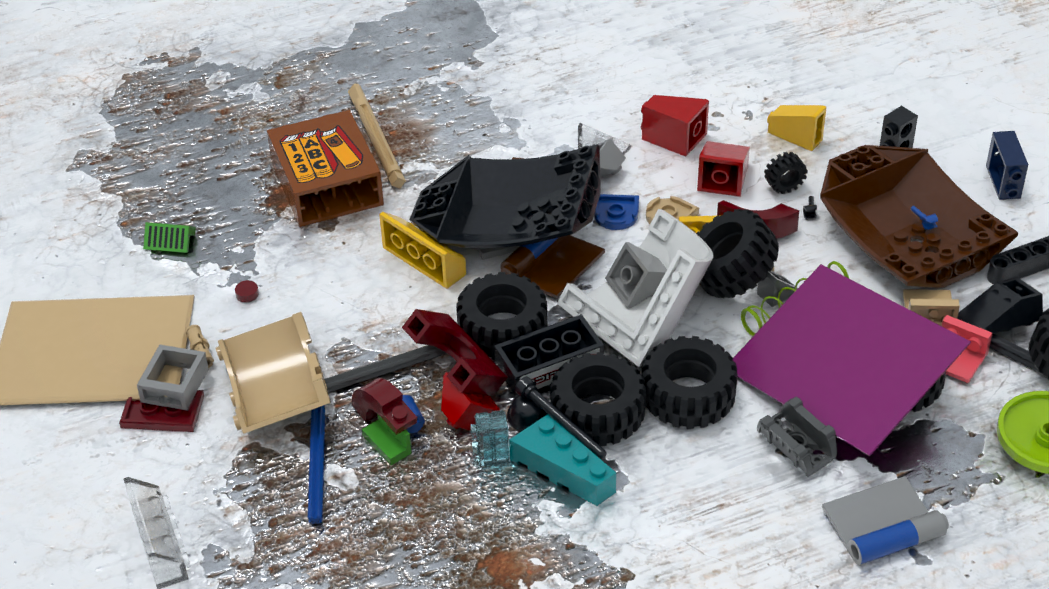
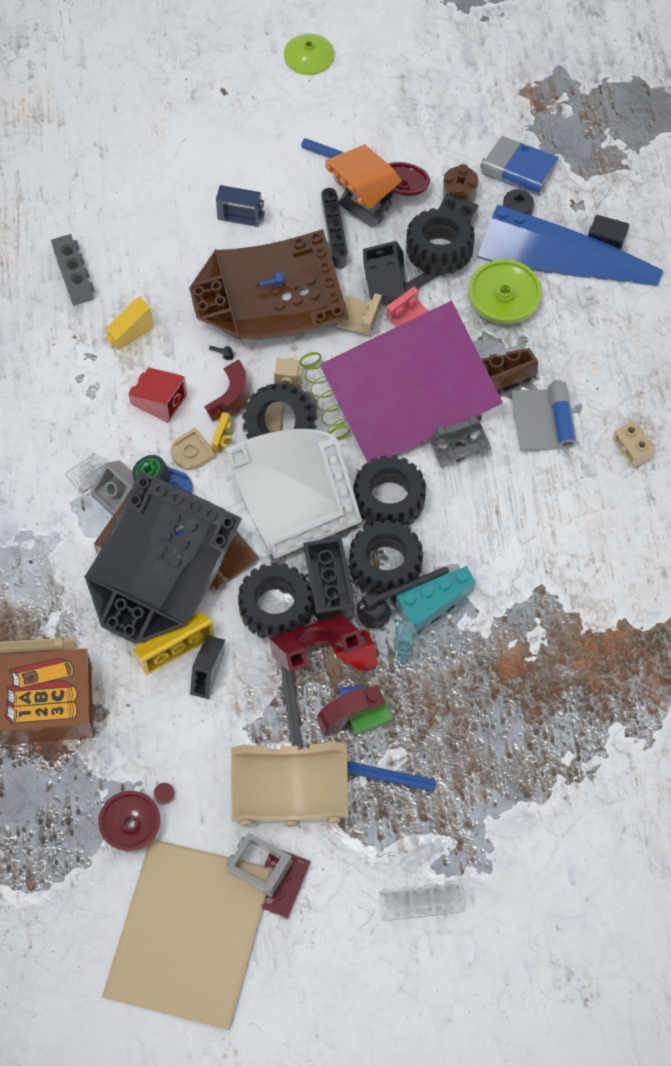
camera: 75 degrees left, 20 degrees up
(167, 237) = (70, 847): bright green panel -> none
(198, 342) = (220, 841): tan pin -> none
(202, 264) = (124, 809): none -> dark red dish
(404, 281) = (207, 666): none -> black slope
(621, 184) = (152, 465): none -> wheel
(635, 274) = (267, 494): light grey slope -> none
(675, 122) = (96, 411): red slope -> none
(794, 176) = (187, 353): black tyre -> none
(800, 255) = (288, 372): none -> tan brick
(842, 70) = (66, 246): none -> dark grey brick
(899, 128) = (173, 260): black brick -> none
(926, 455) = (511, 367): none -> reddish brown wedge

